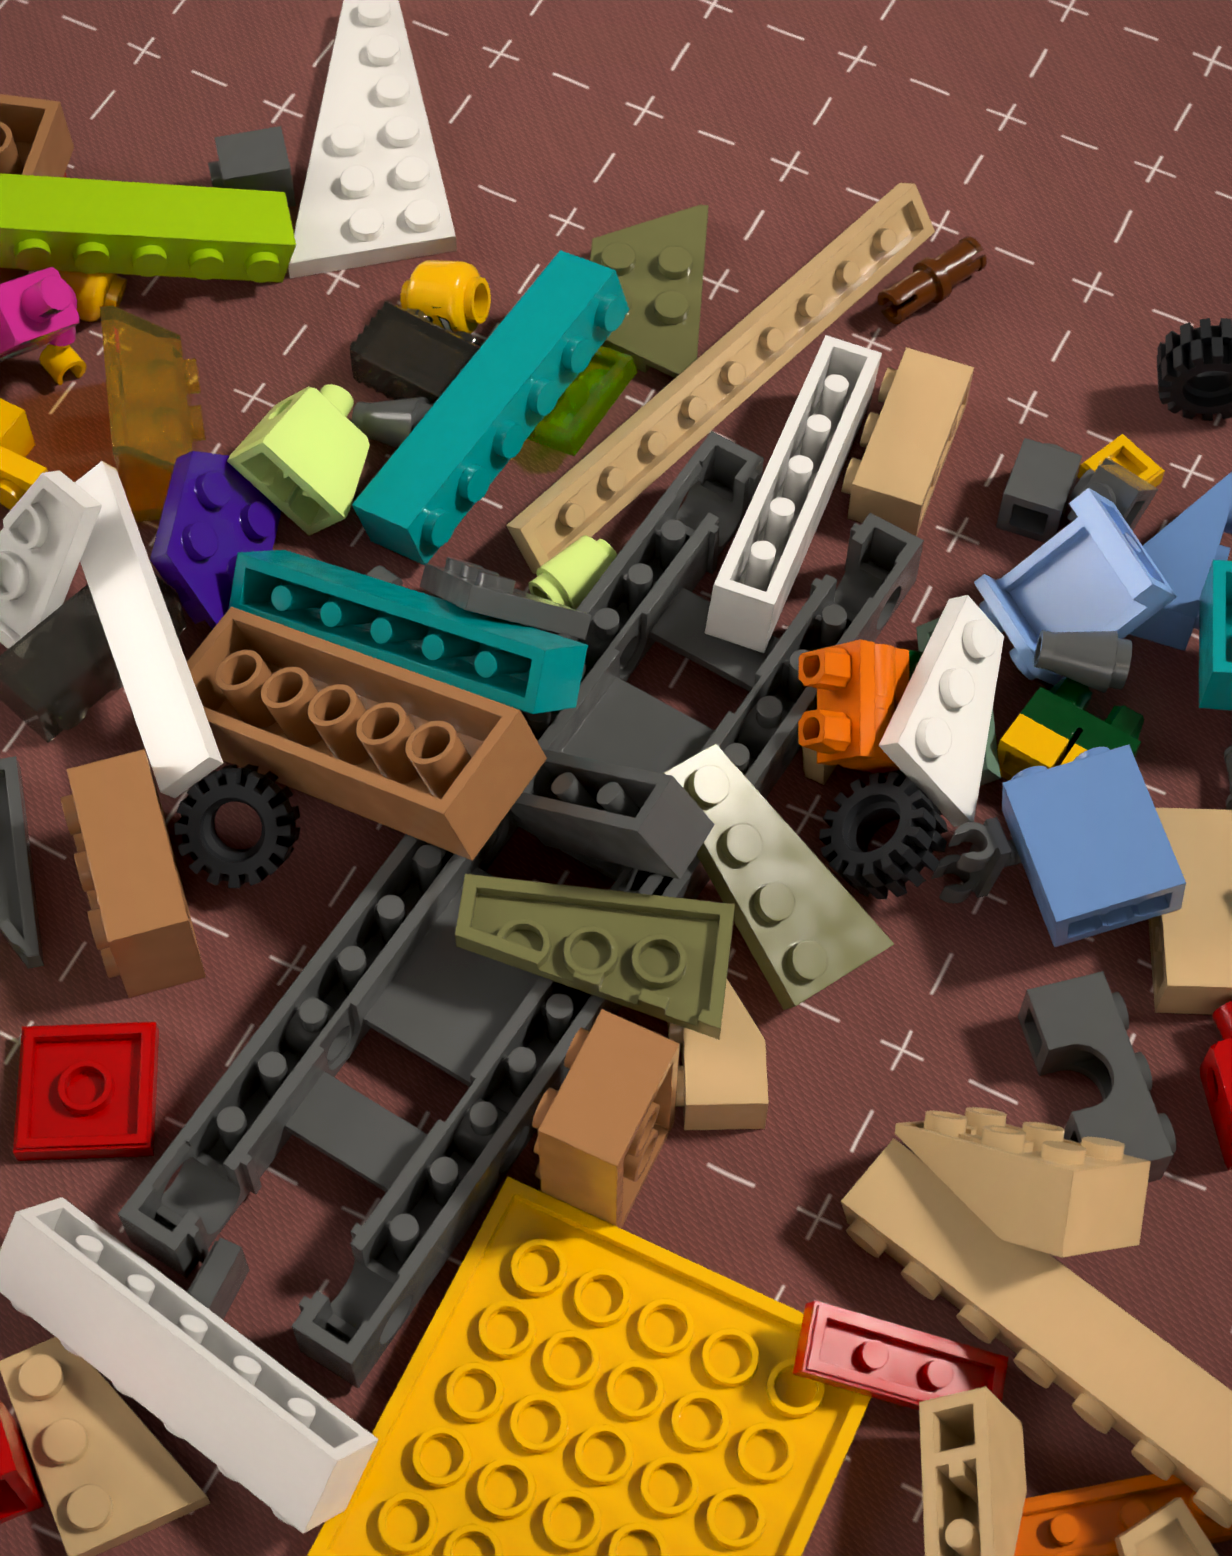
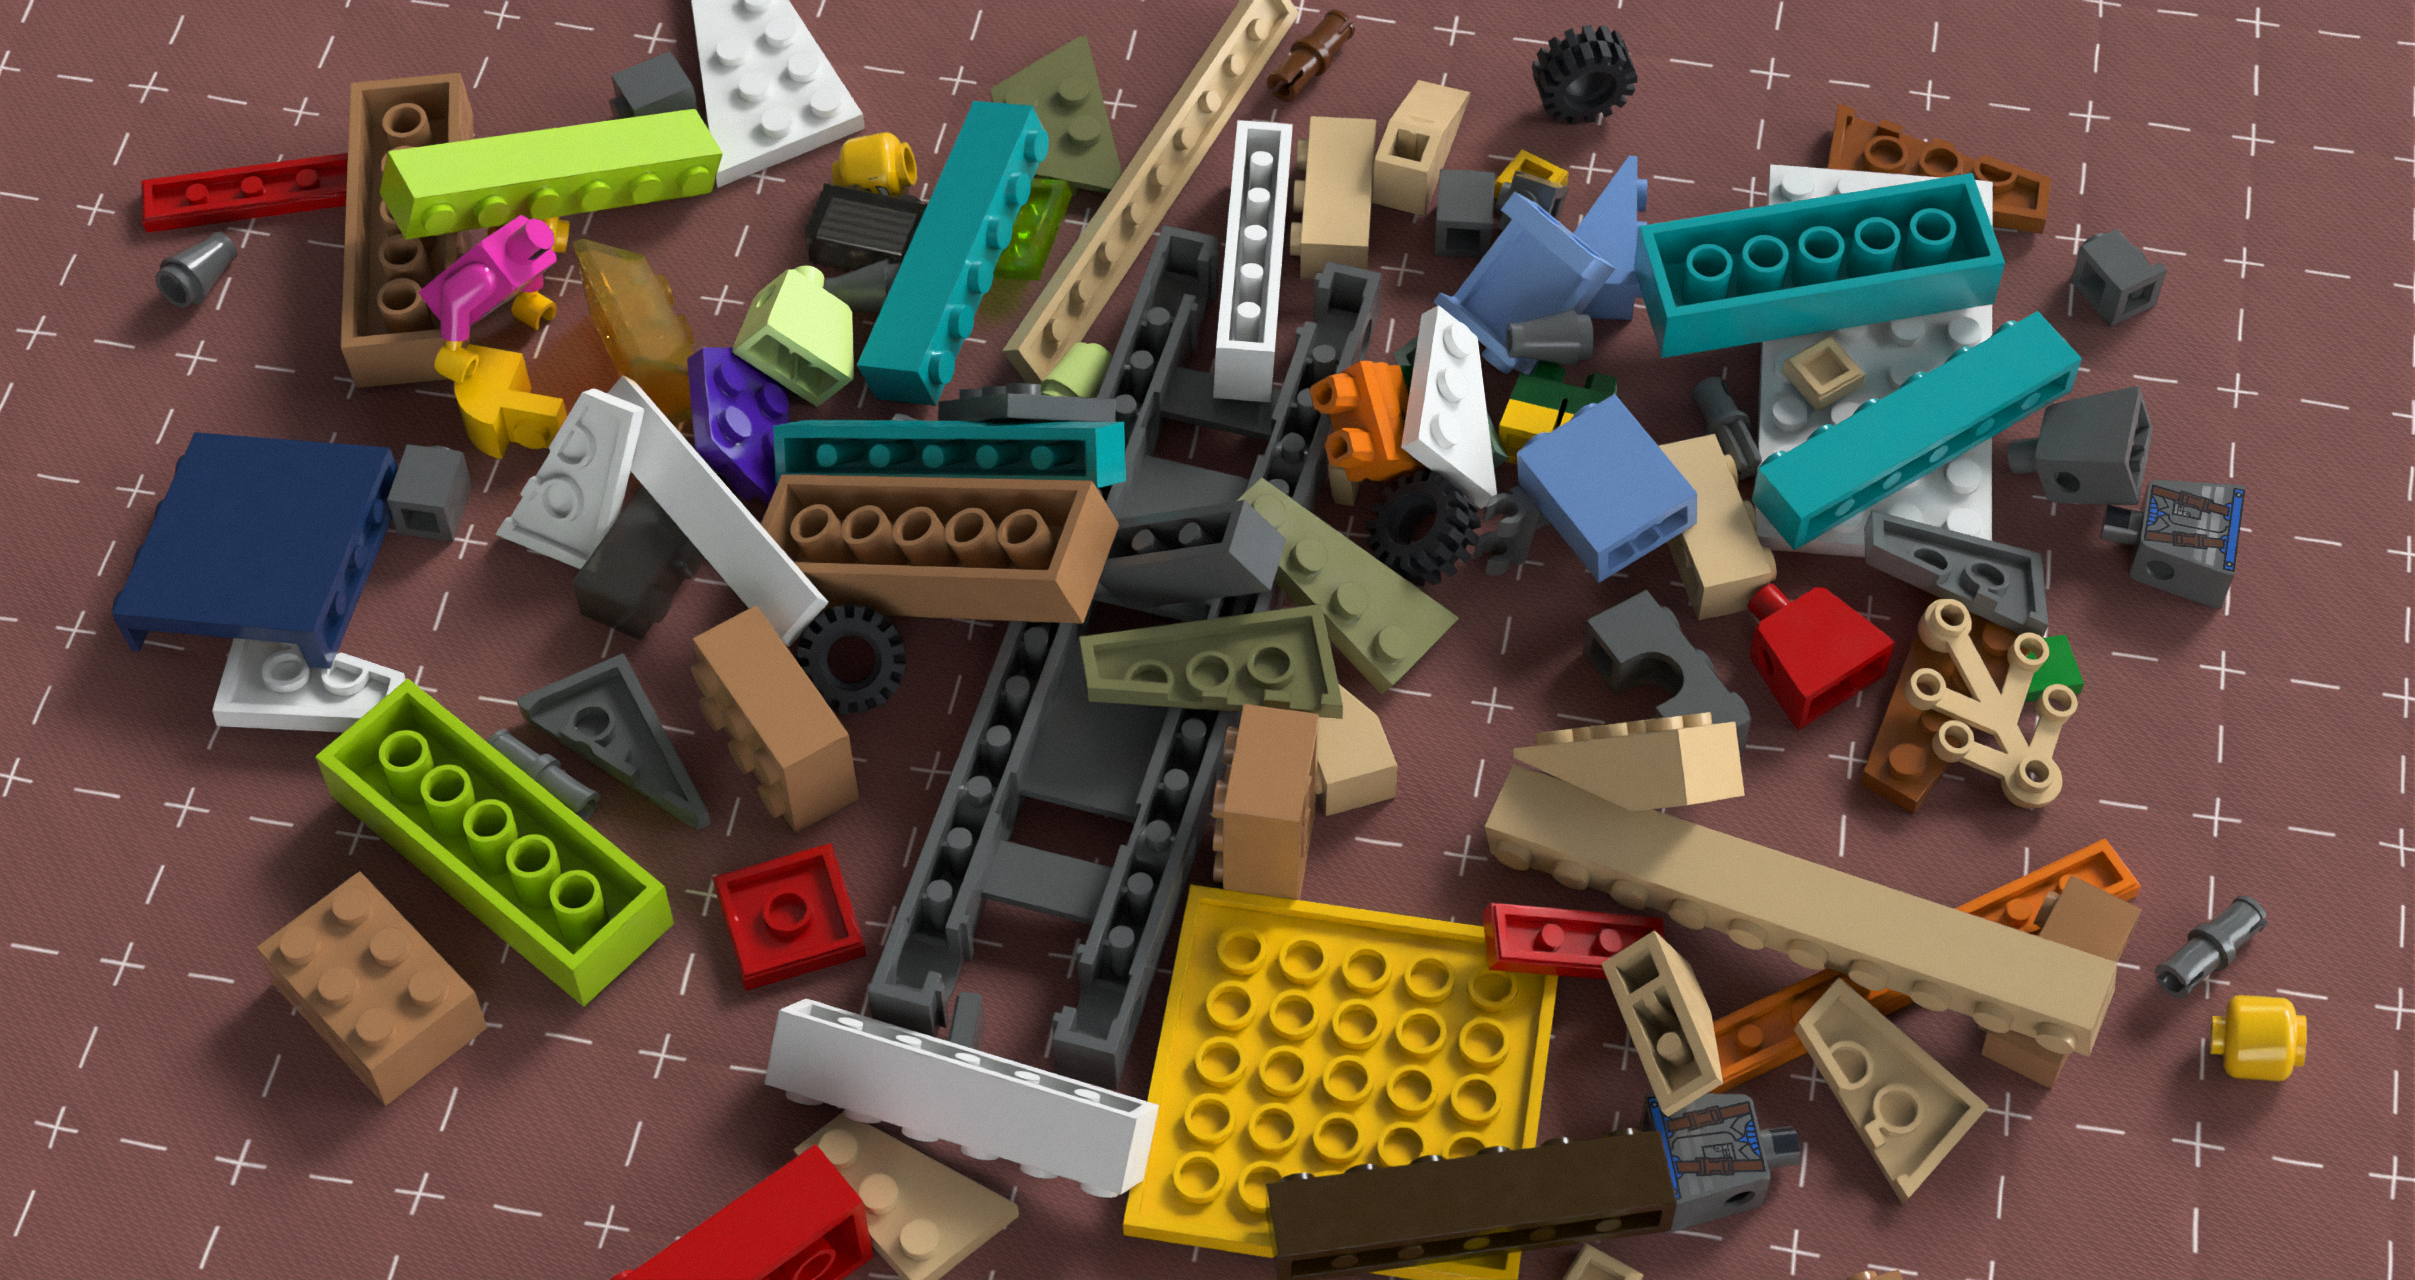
camera: 15 degrees left, 5 degrees down
(1011, 404) = (1417, 147): none -> tan slope

